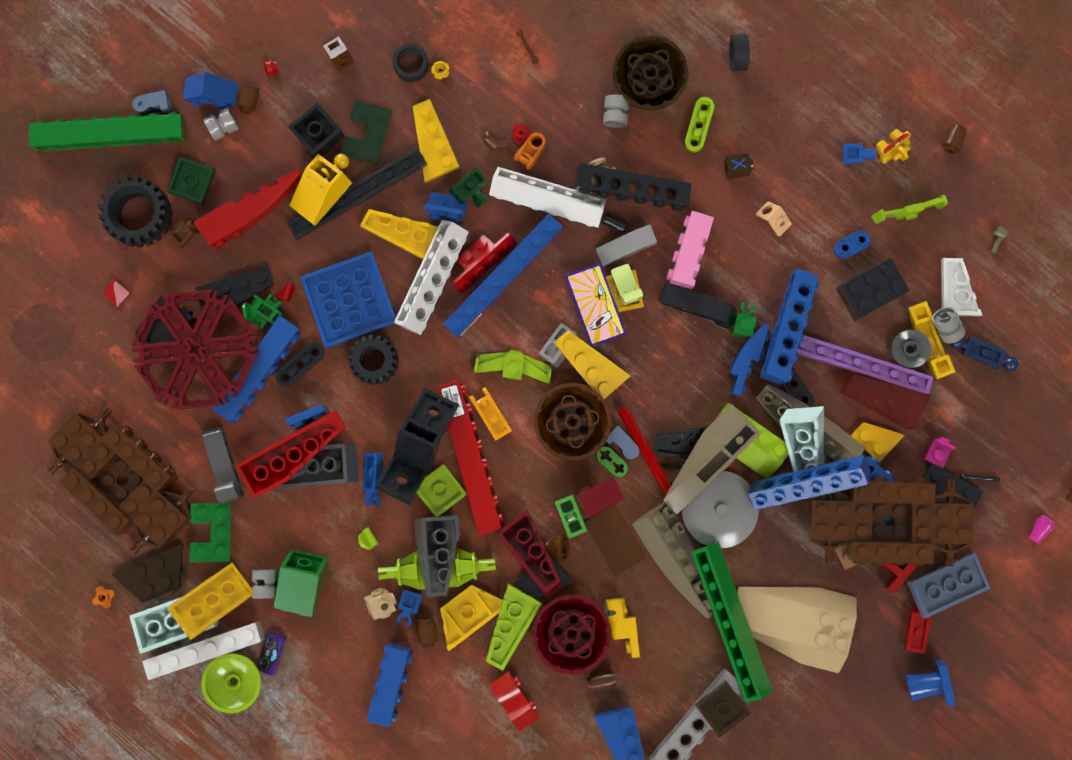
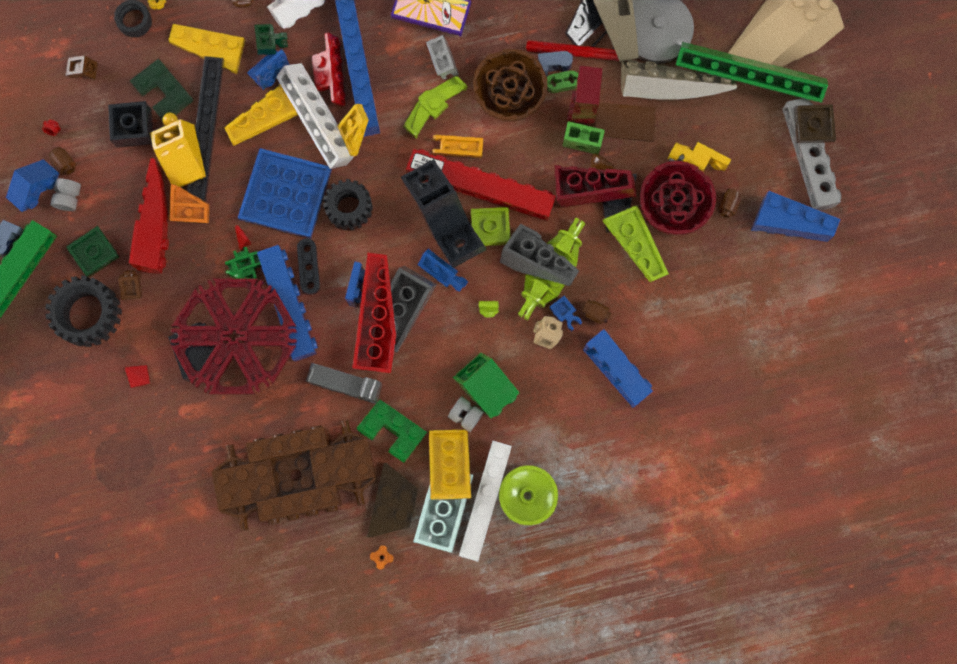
camera: 55 degrees left, 5 degrees down
(240, 286) = (210, 267): black wing -> none
(271, 653) = (526, 449): slope -> none
(280, 229) = (187, 207): none -> orange wing
(438, 319) = (353, 128): none -> yellow wing
(468, 613) = (604, 271): yellow wing -> none
(514, 701) = (704, 280): red brick -> none
(591, 365) = (473, 42): yellow wing -> none

